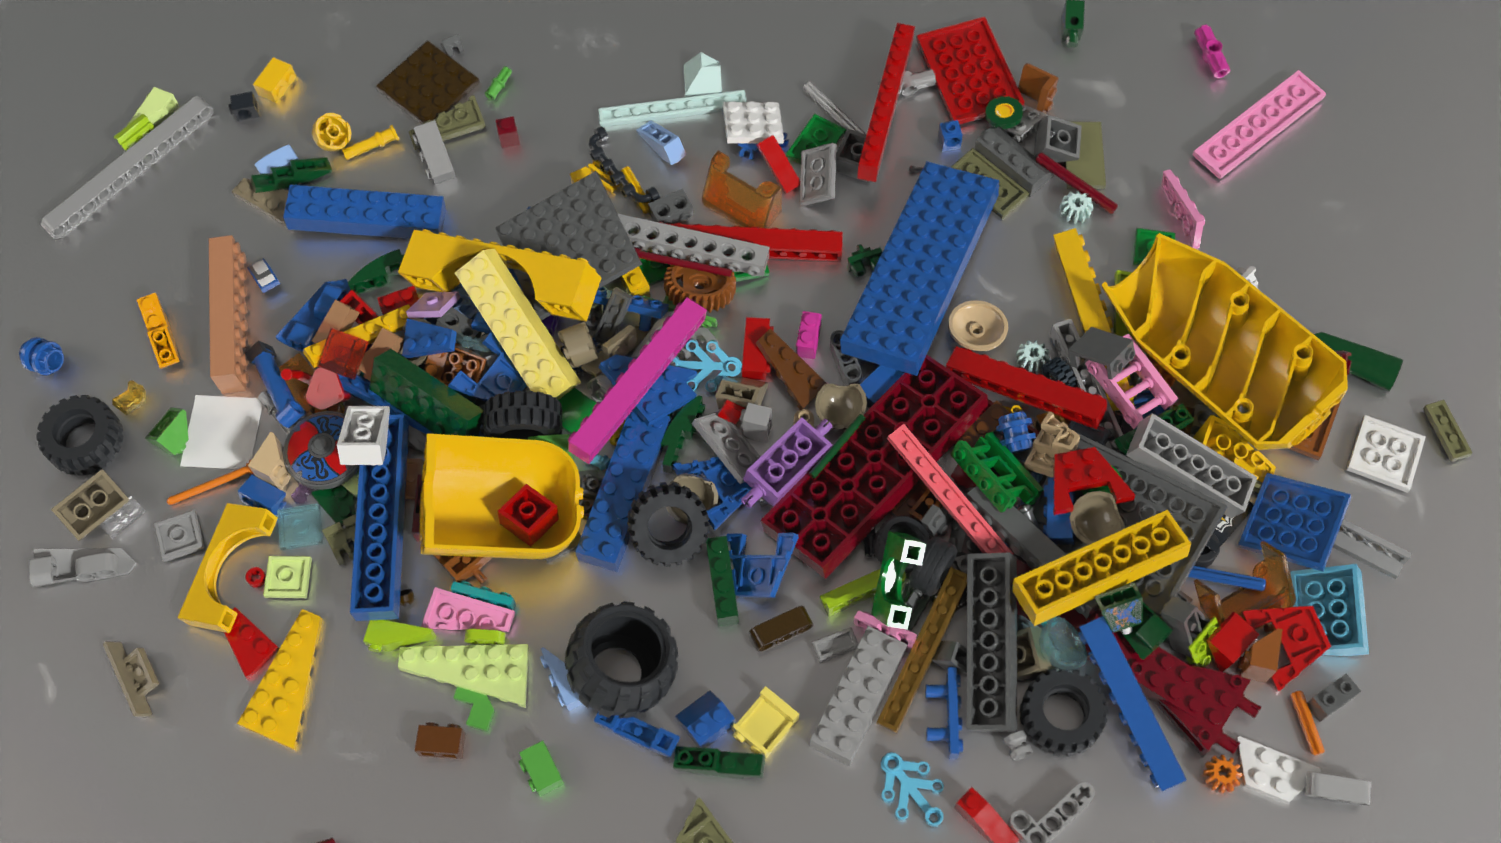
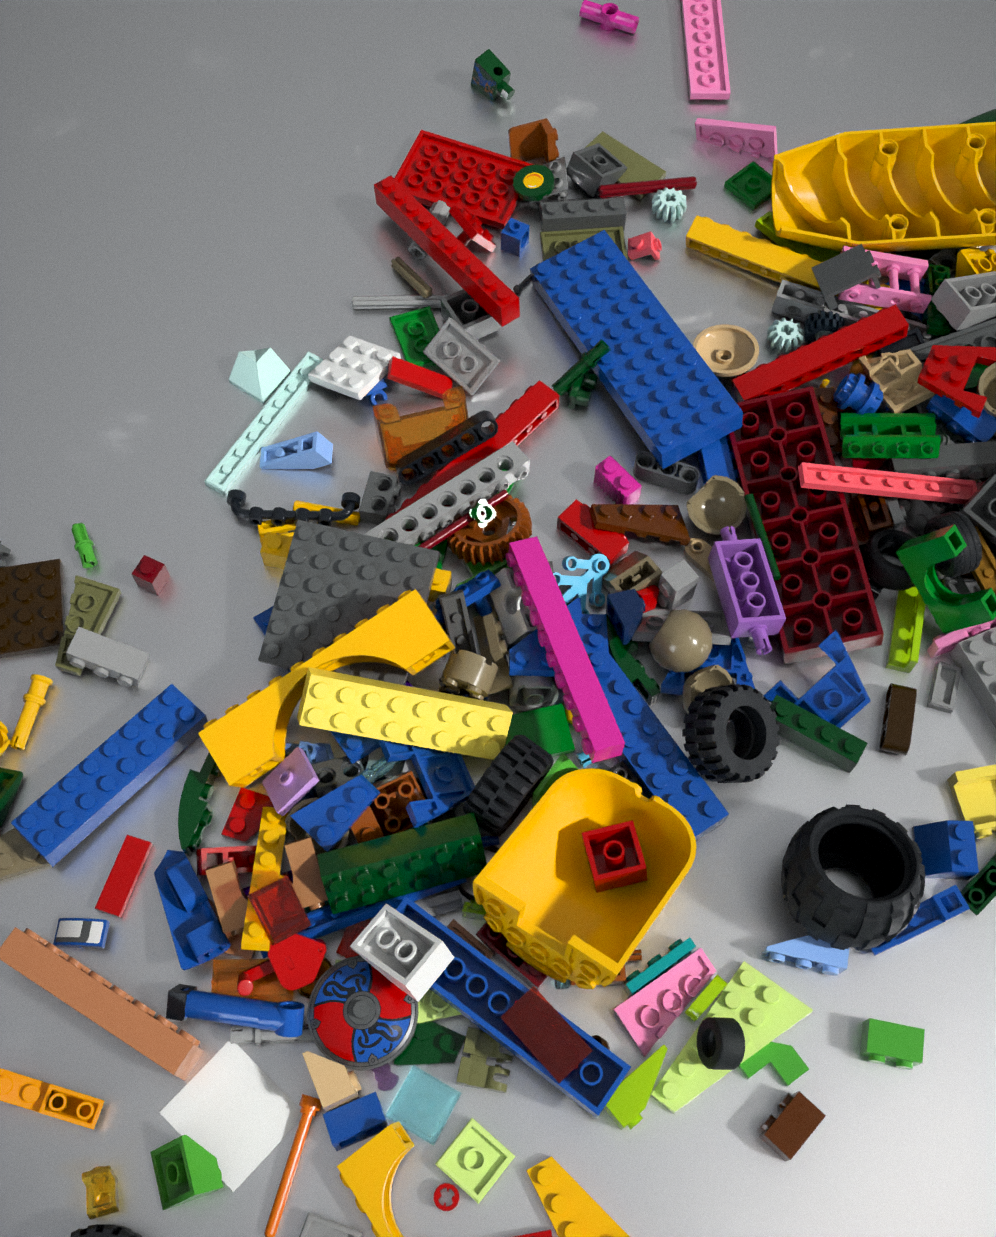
camera: 55 degrees left, 0 degrees up
(313, 269) = (123, 876): none -> red tile
(376, 549) = (546, 1034): none -> clear red piece
(453, 658) = (720, 1043): none -> black tyre
(702, 404) = (625, 613): none -> dark blue slope
(705, 269) = (489, 513): none -> plate
(712, 450) = (682, 641): none -> dark tan cylinder
(737, 216) = (451, 437): none -> black beam
(857, 102) = (411, 277): none -> dark tan axle
(875, 246) = (587, 362): none -> dark green pin
(927, 106) = (472, 229): none -> red plate
(1025, 218) = (644, 245): none -> coral bracket

